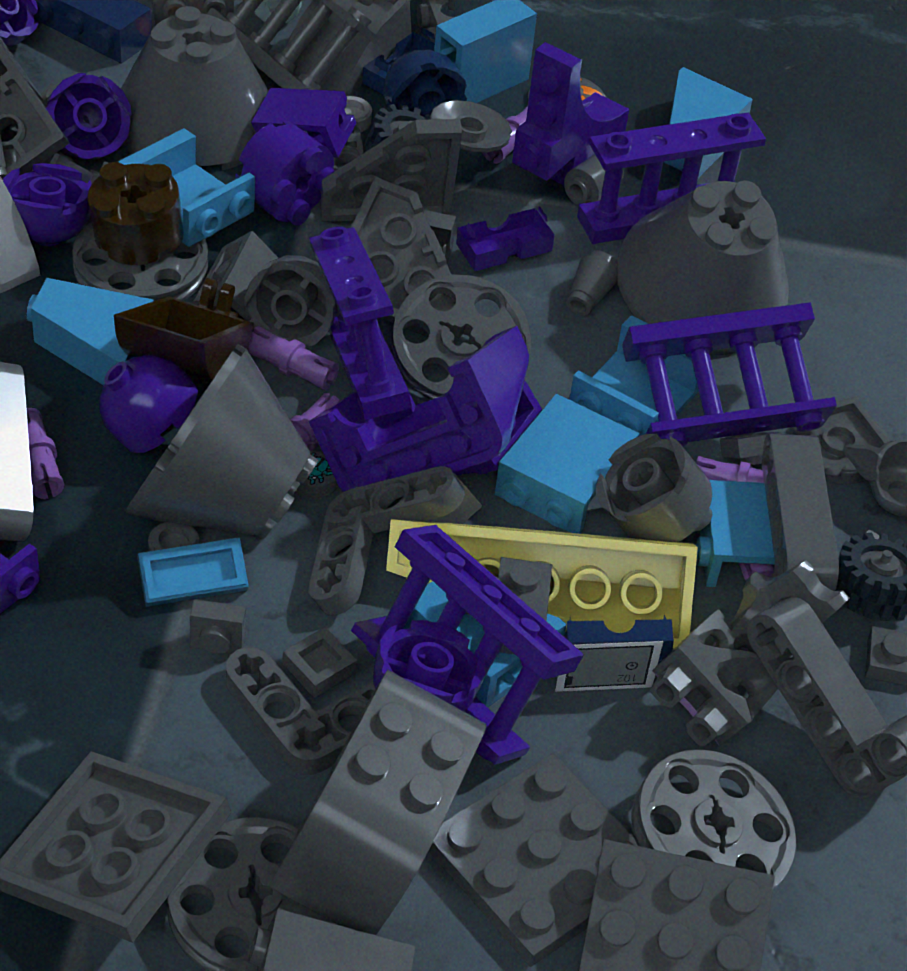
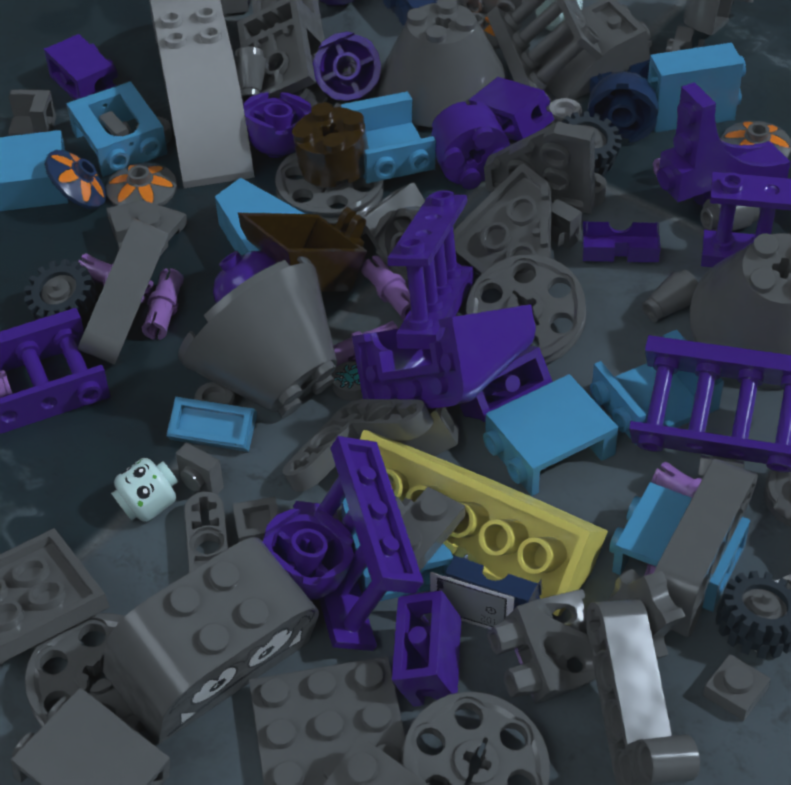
camera: 35 degrees right, 0 degrees up
(170, 670) = (145, 489): none -> light aqua head
(481, 126) = (640, 142): dark grey dish -> none
(598, 727) = (424, 653): none -> dark purple brick
(655, 490) = (596, 477): dark grey brick -> none

